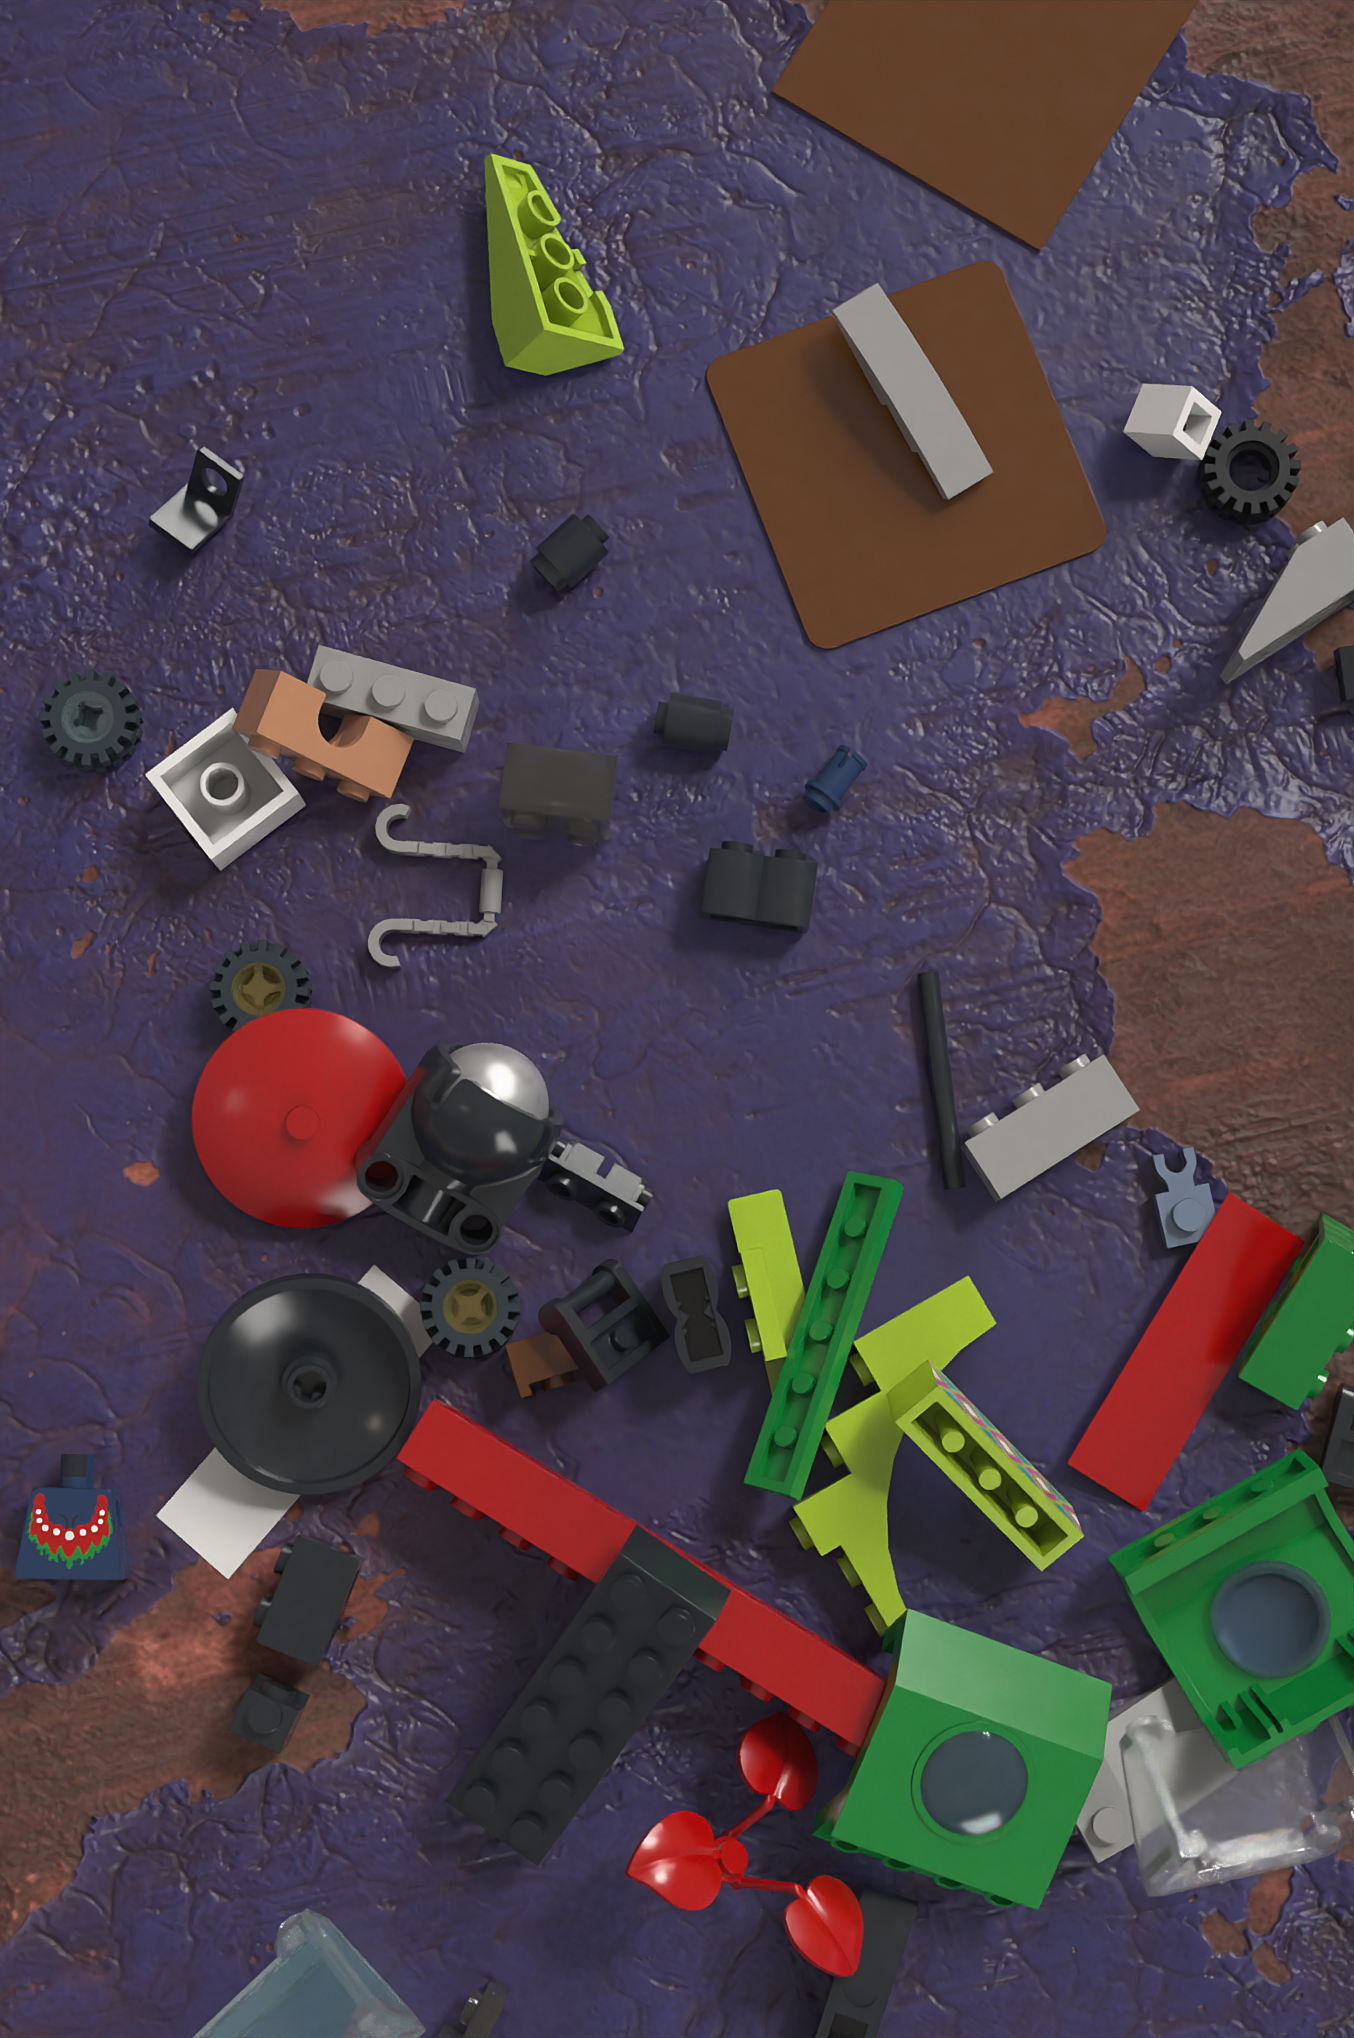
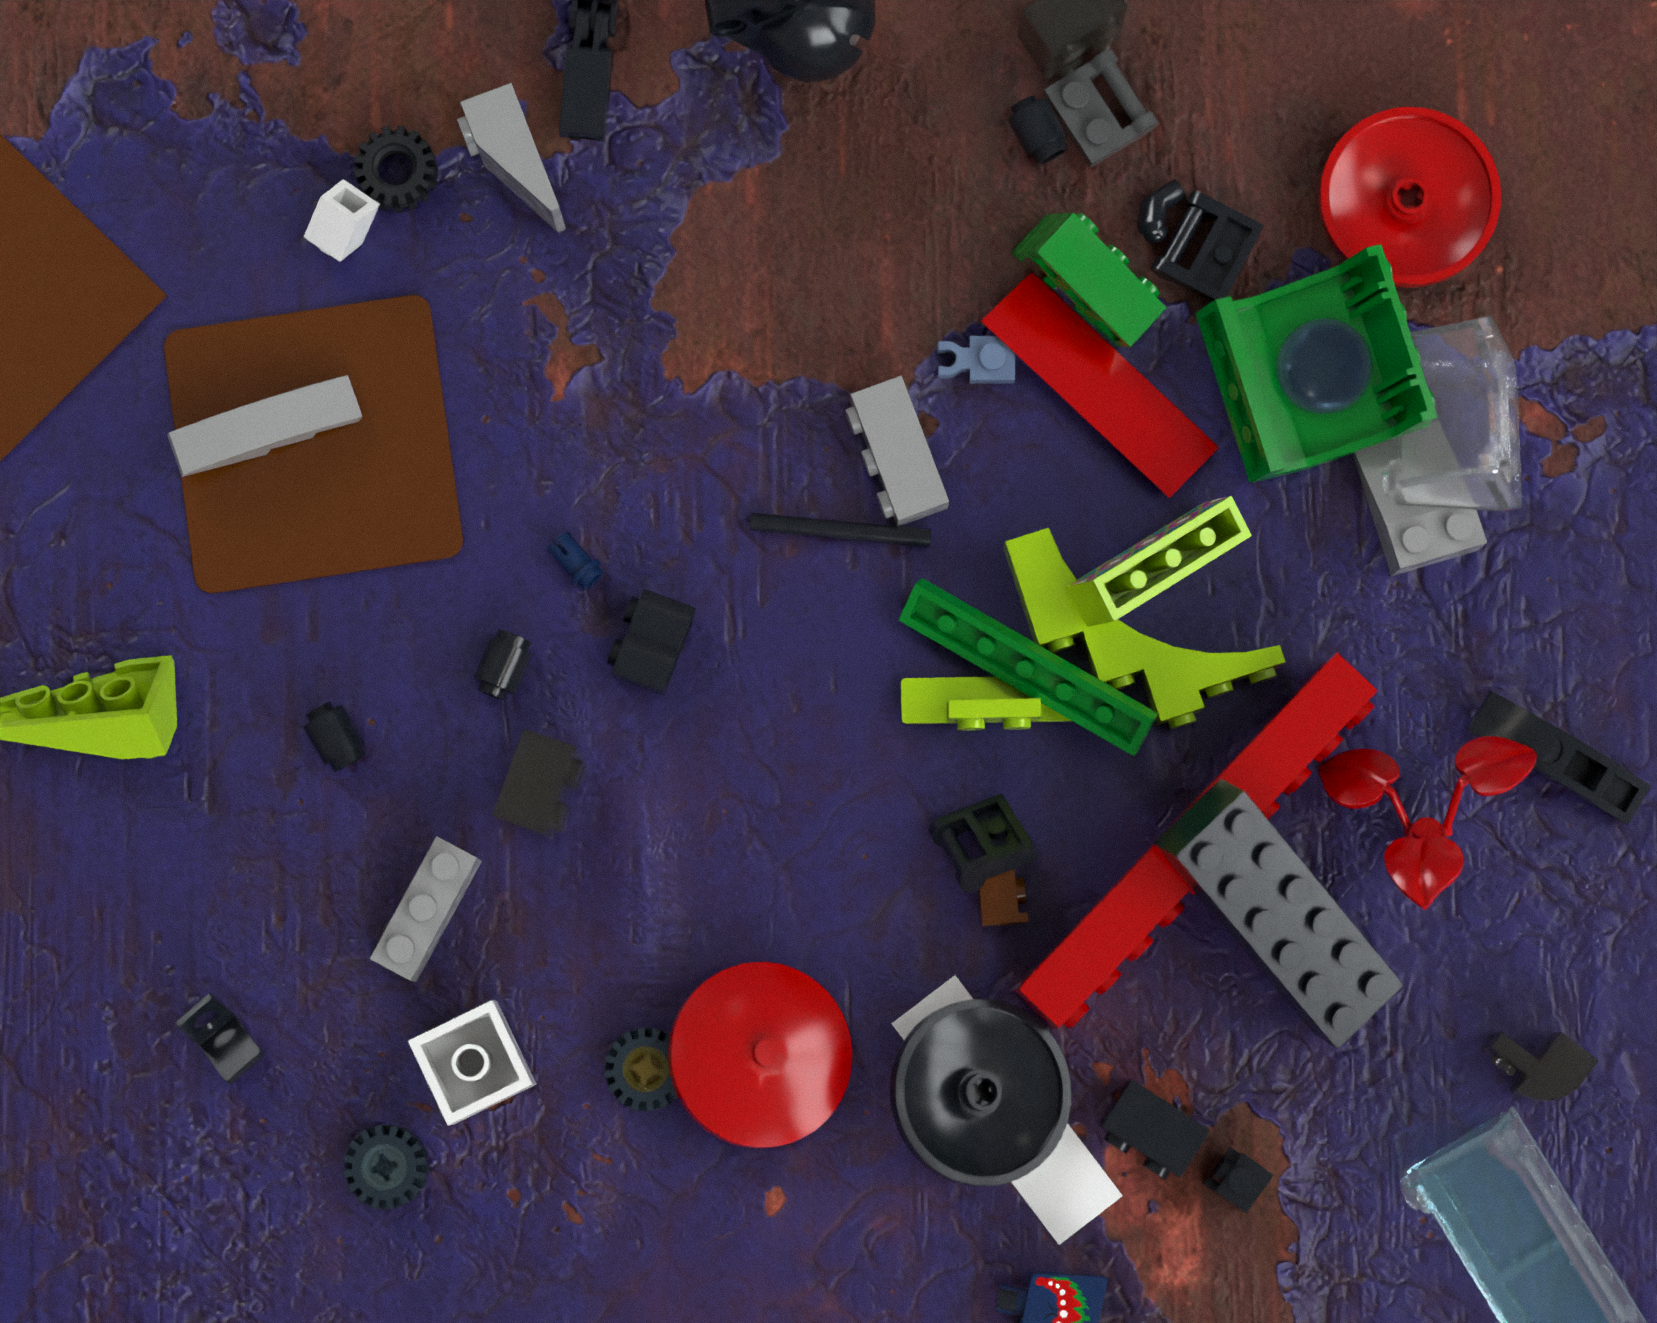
camera: 80 degrees left, 0 degrees up
(283, 719) = (429, 996): nougat arch -> none
(462, 1143) = (811, 925): black piece -> none
(468, 1283) = (956, 938): black wheel -> none
(489, 892) = (603, 863): light grey piece -> none
(573, 1175) = (854, 843): black hinge -> none
(692, 1299) = (1004, 766): black brick -> none
(971, 1763) = (1391, 622): green panel -> none

